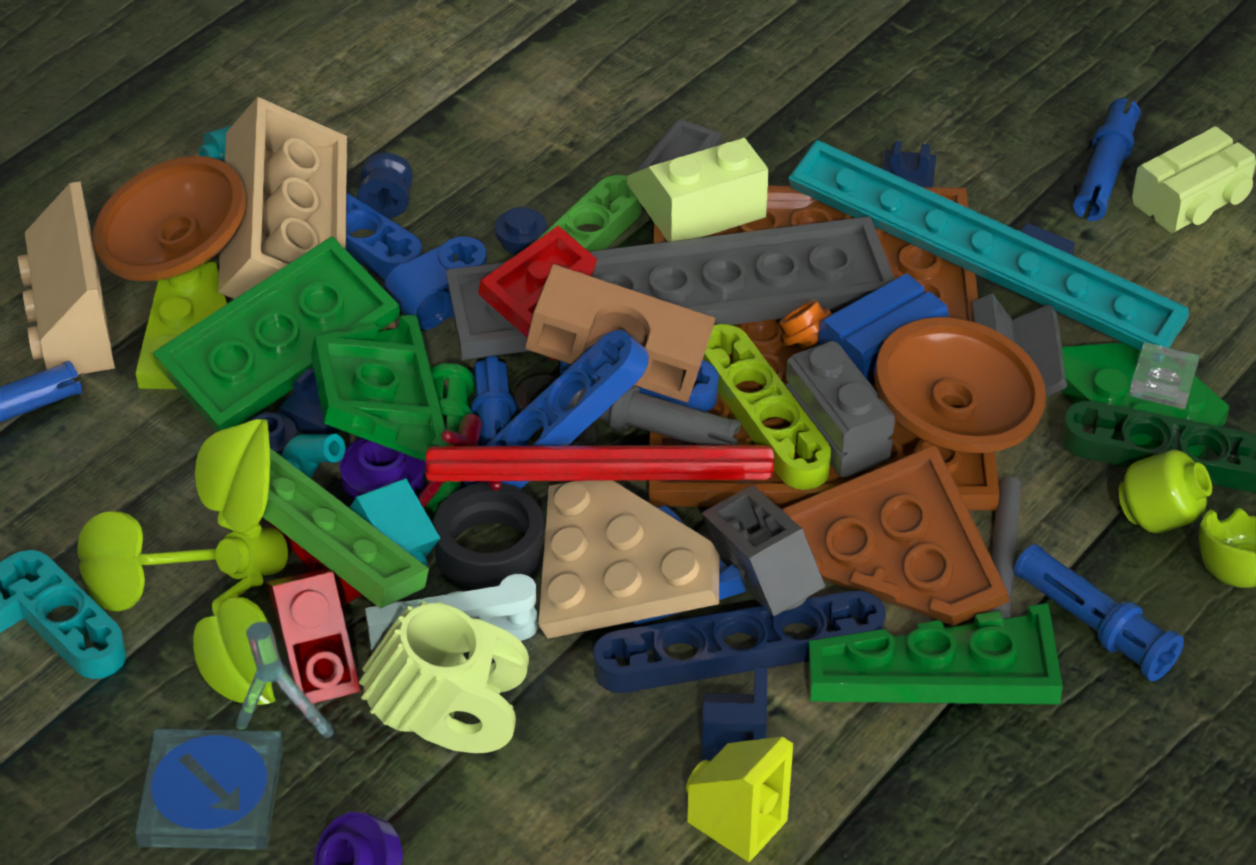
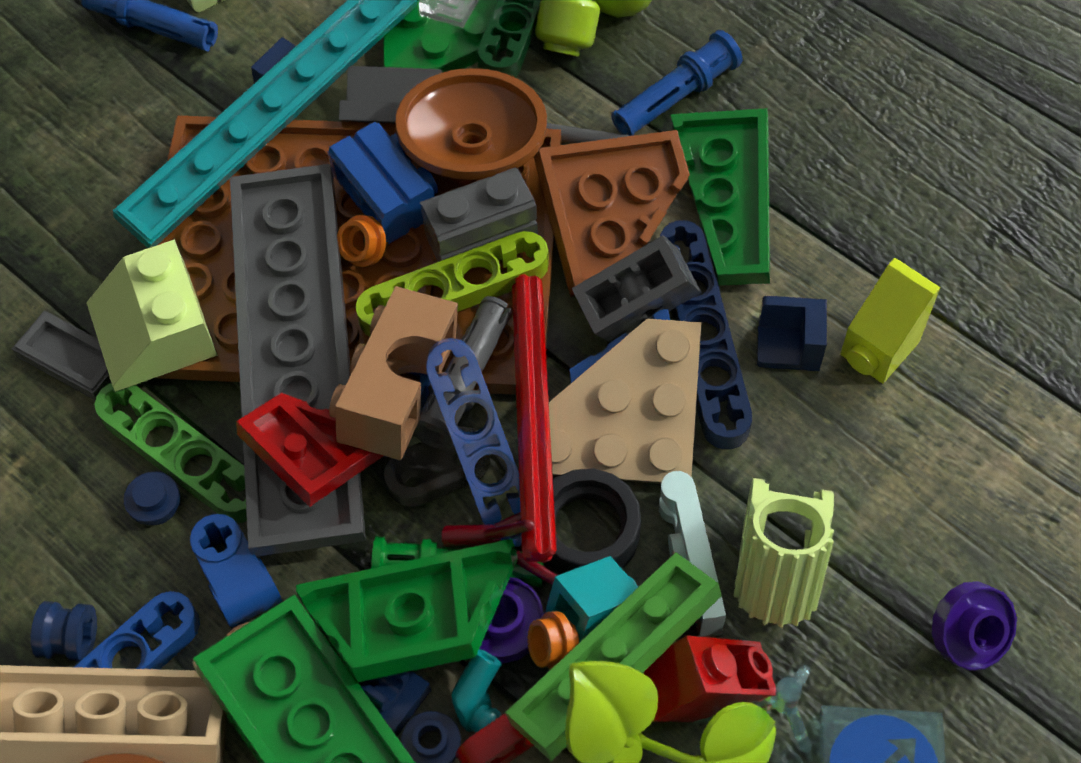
camera: 85 degrees left, 15 degrees up
(347, 484) = (551, 639): none -> orange plate
(492, 398) = (412, 521): blue axle -> none
(911, 166) = (133, 162): dark blue tile -> none

